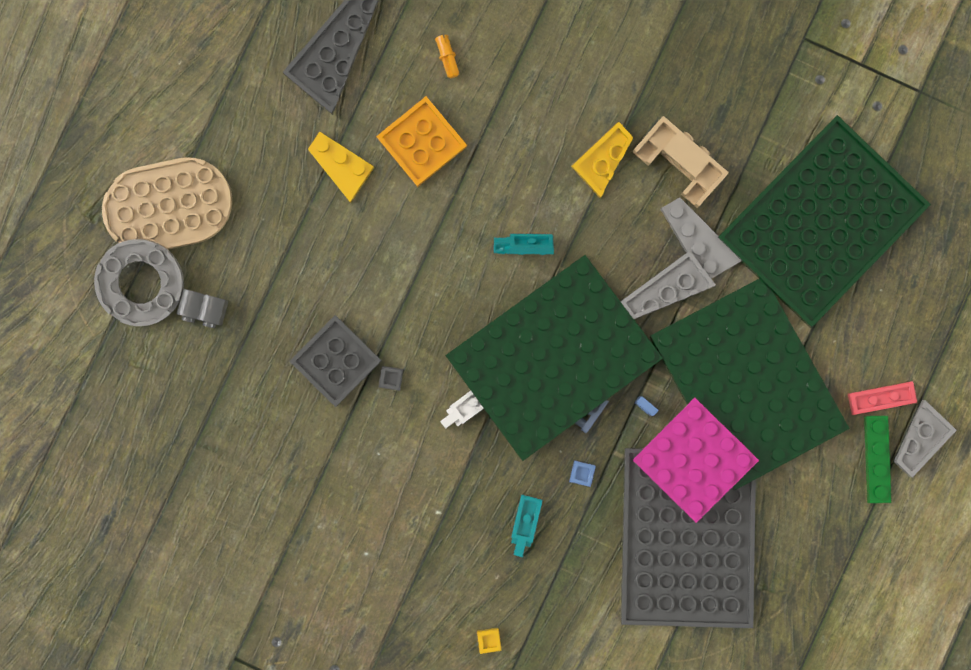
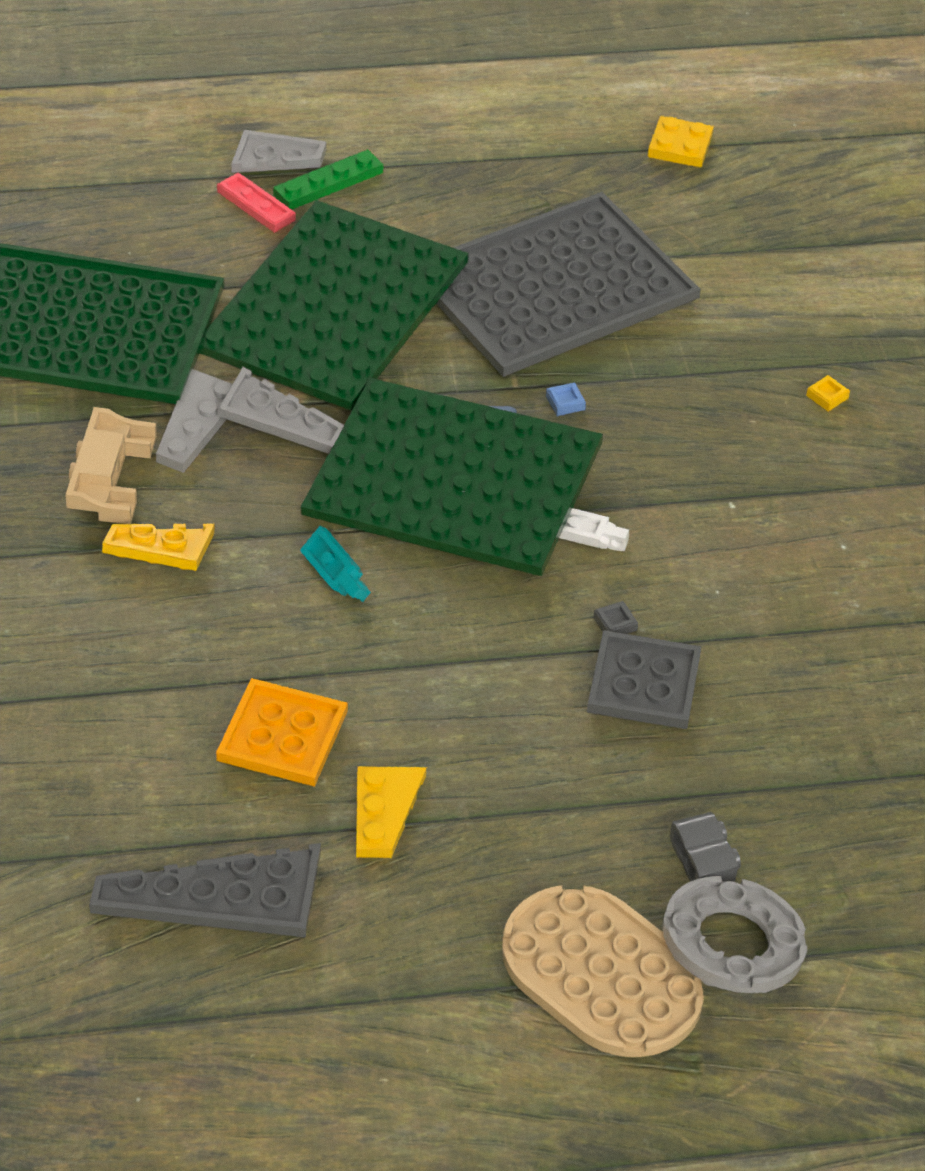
camera: 125 degrees left, 40 degrees down
(447, 56) = (140, 762): light orange axle -> none
(525, 523) = (670, 416): teal hinge -> none
(647, 407) = (438, 372): medium blue tile -> none
(695, 460) = (464, 295): dark pink plate -> none

